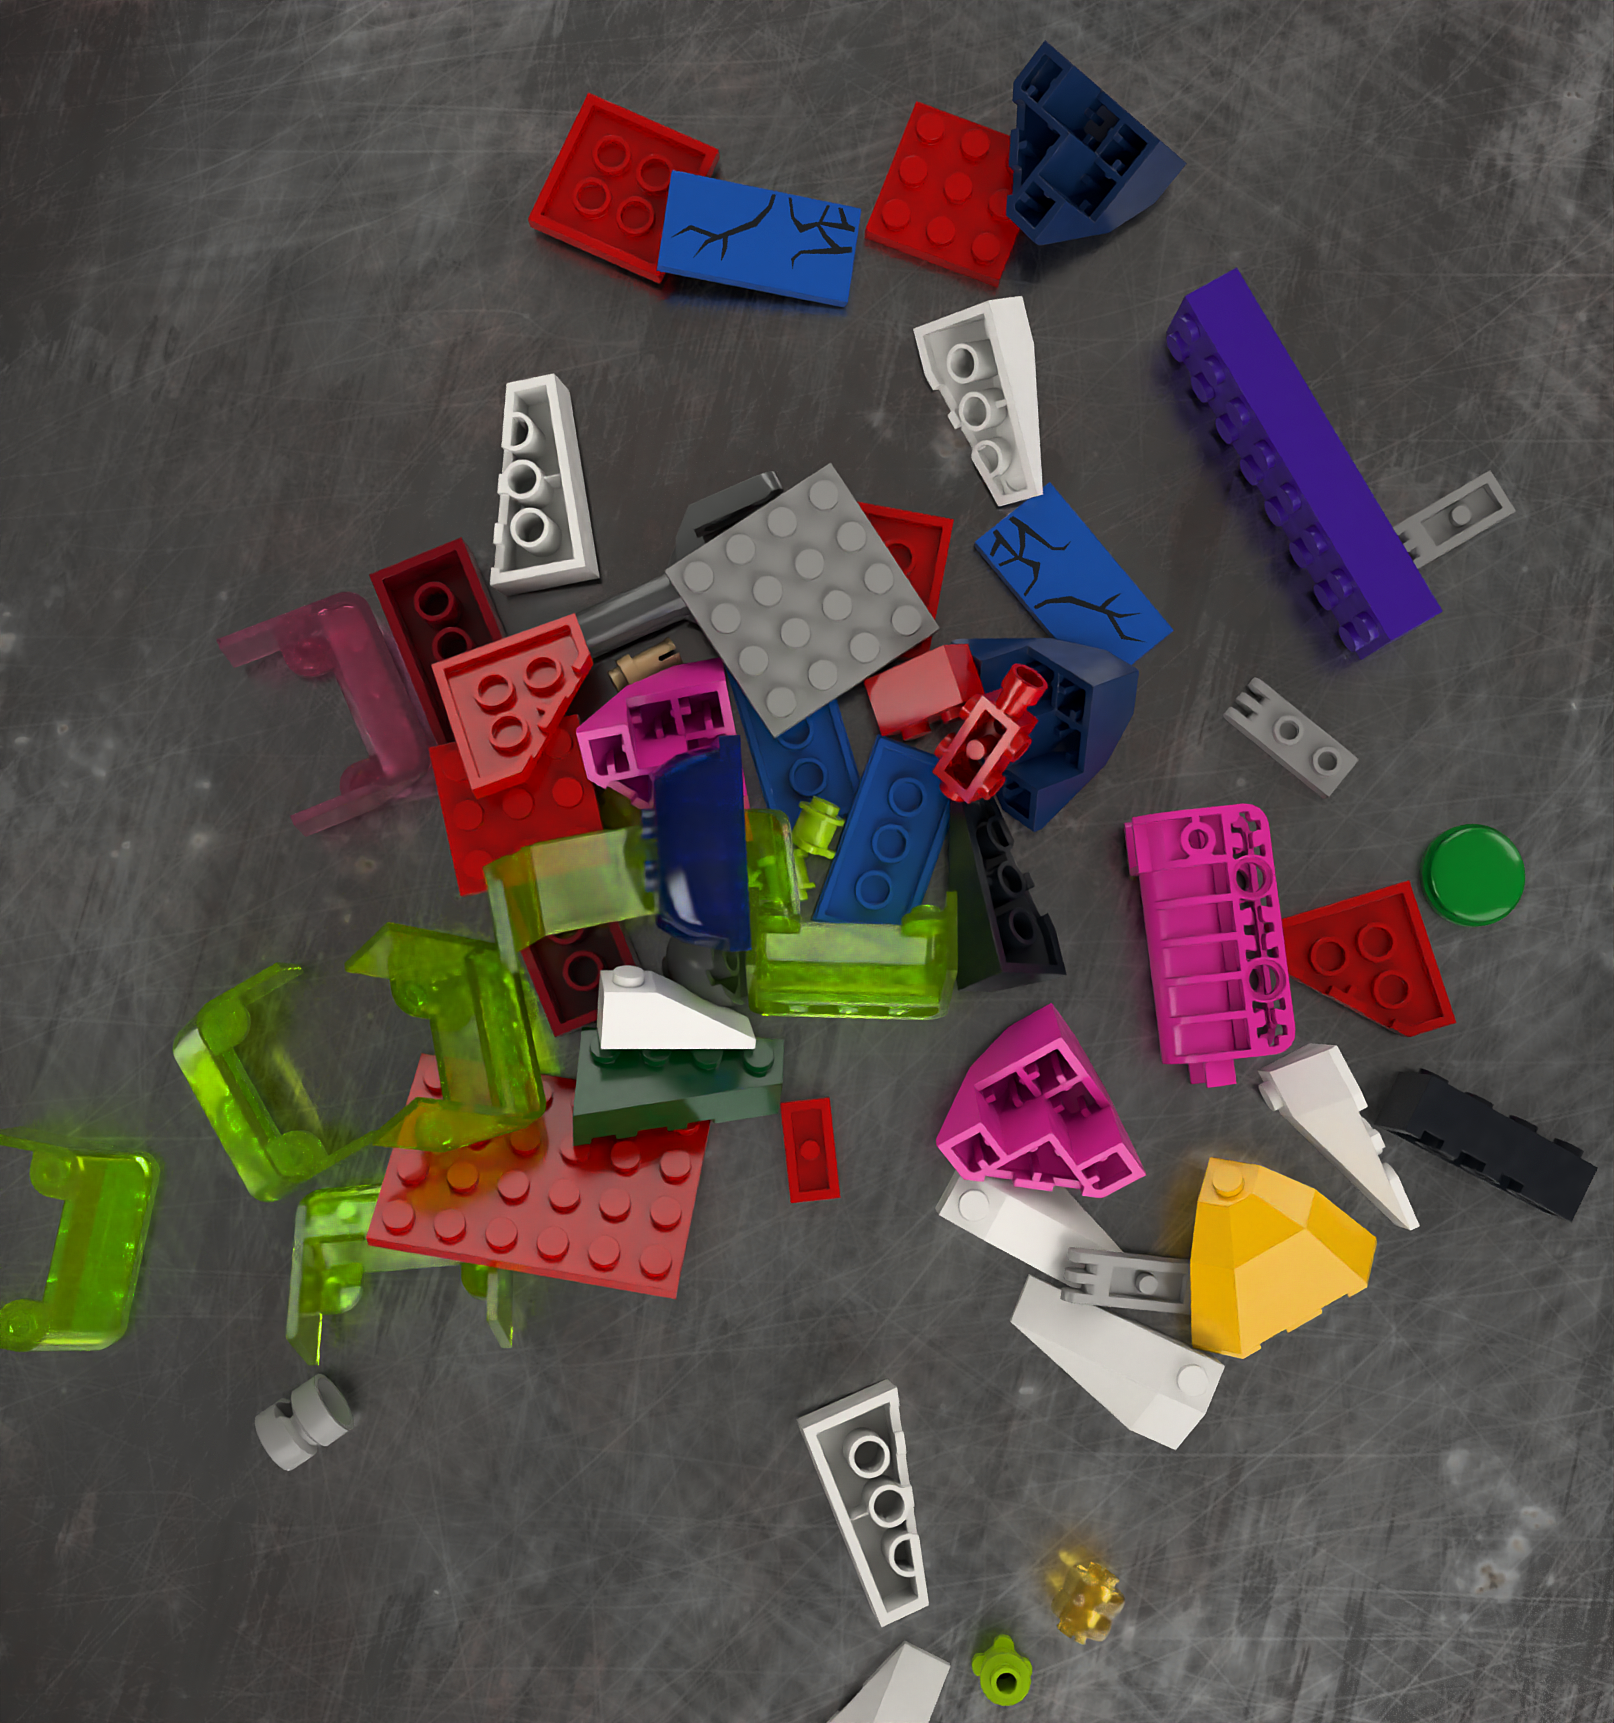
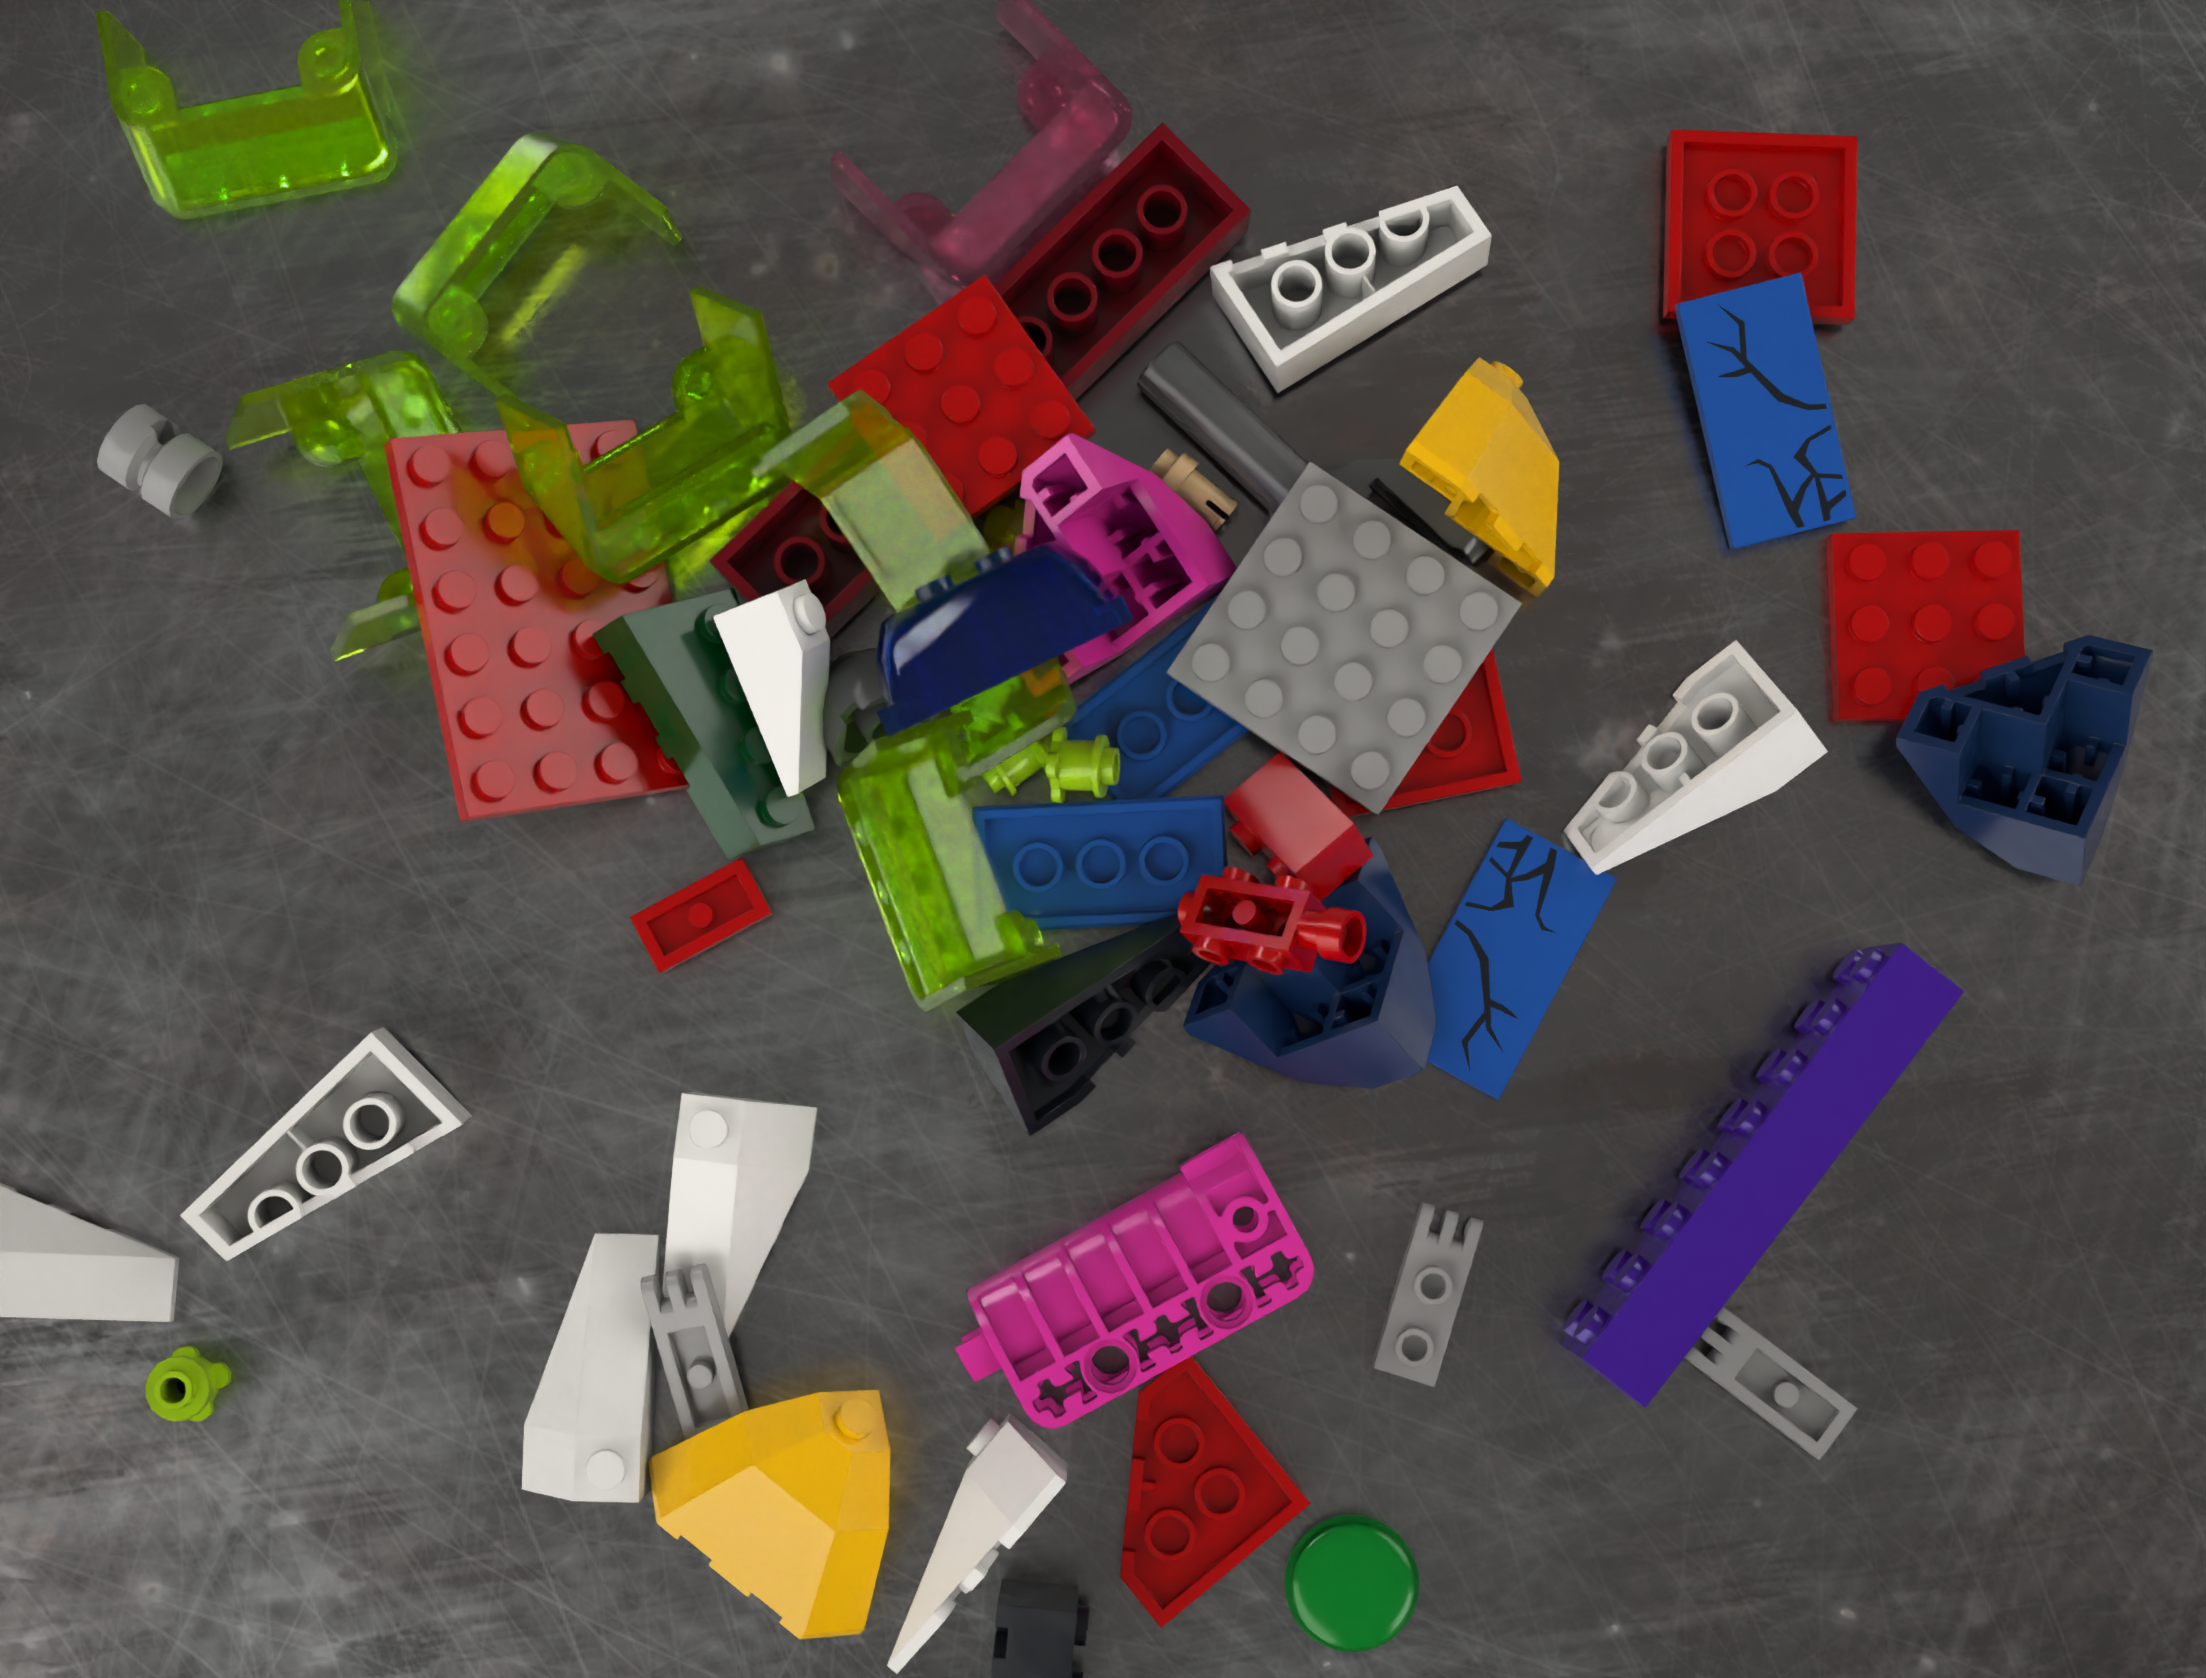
camera: 65 degrees right, 0 degrees up
(511, 700) = (1078, 345): plate -> none
(725, 442) = (1496, 469): none -> yellow brick
(1038, 1115) = (847, 1166): dark pink brick -> none
(1088, 1603) = (302, 1452): clear yellow piece -> none

